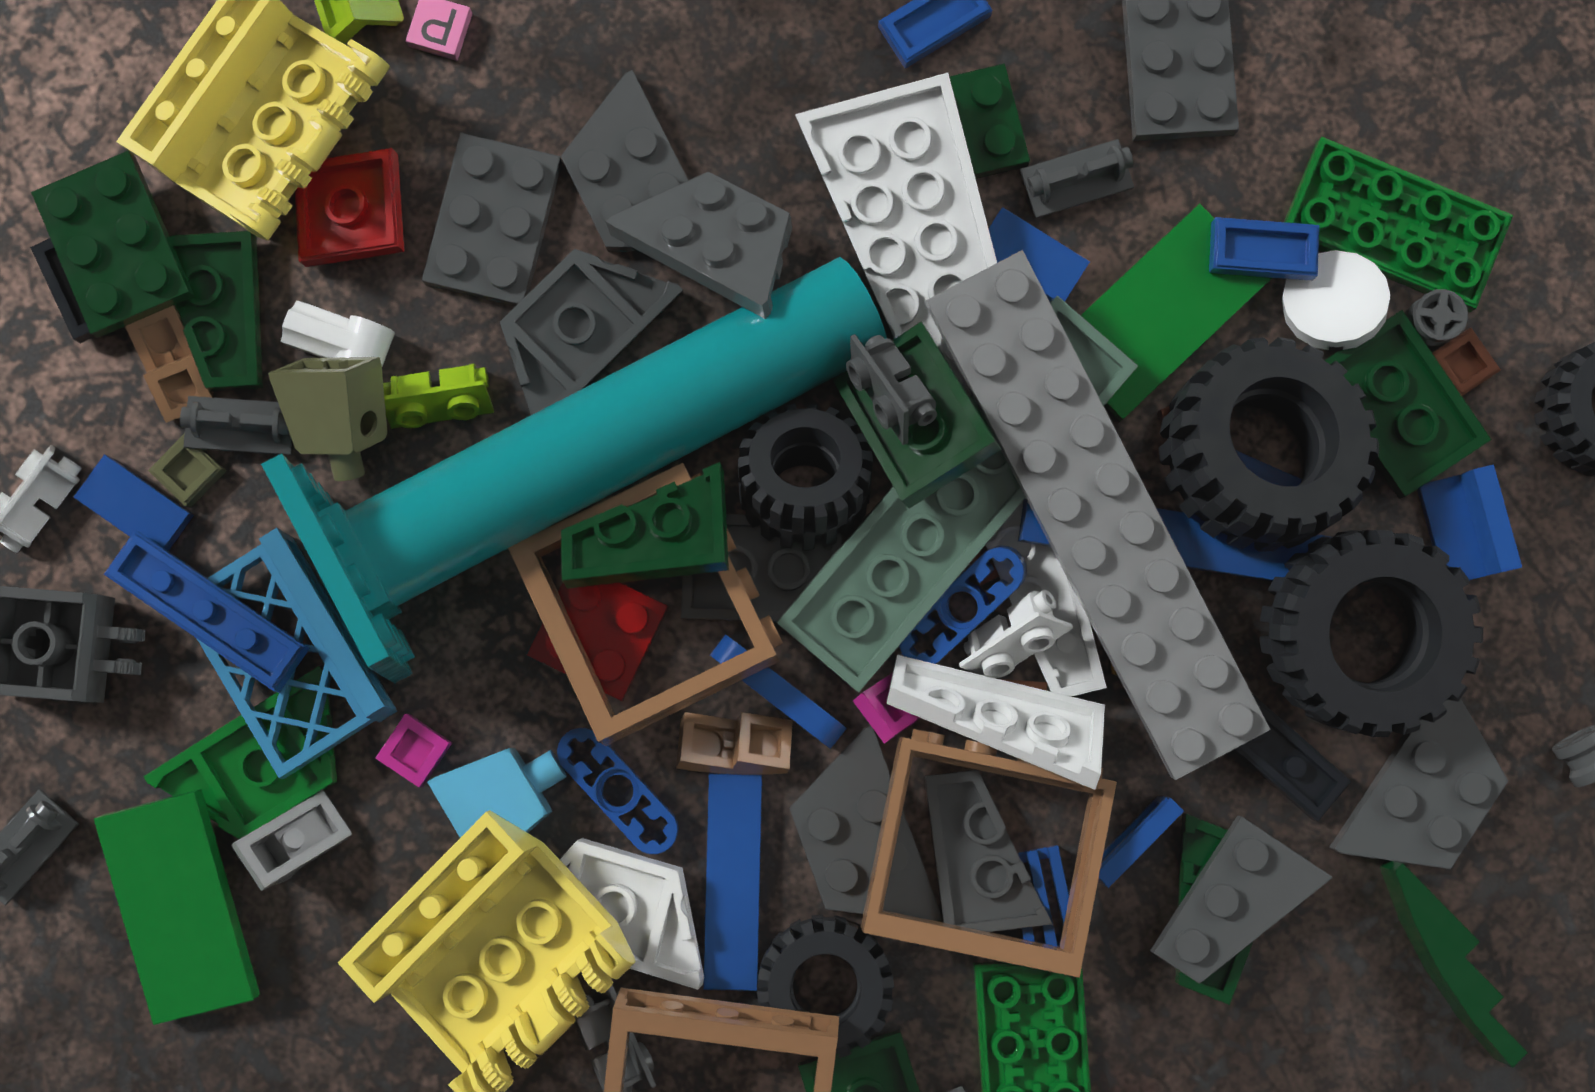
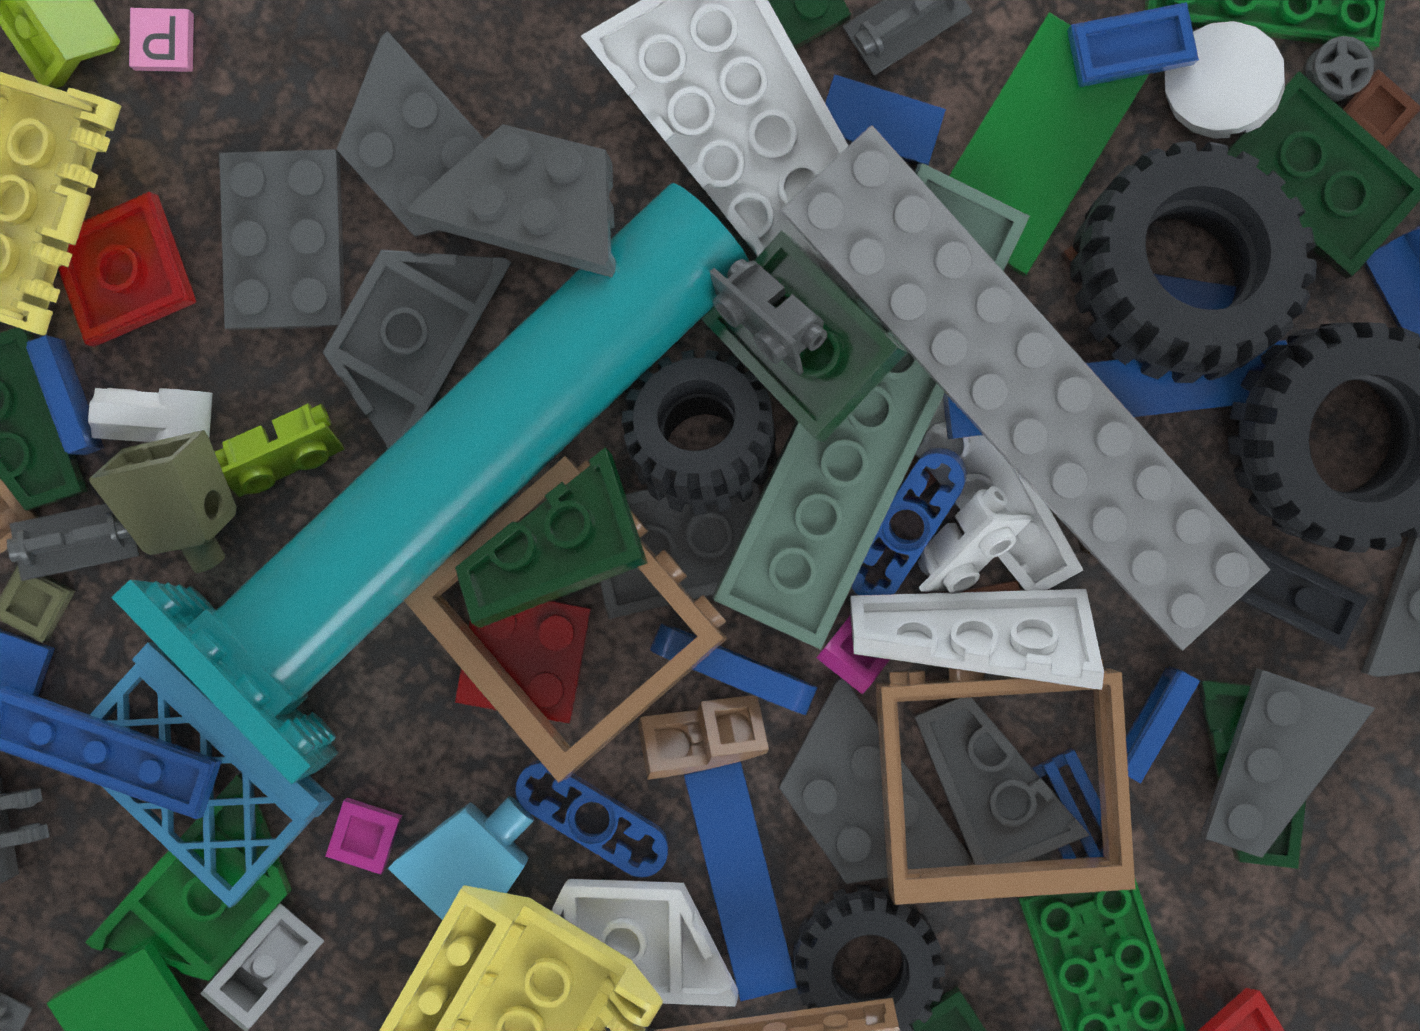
camera: 15 degrees left, 5 degrees up
(267, 299) = (63, 394): none -> blue tile

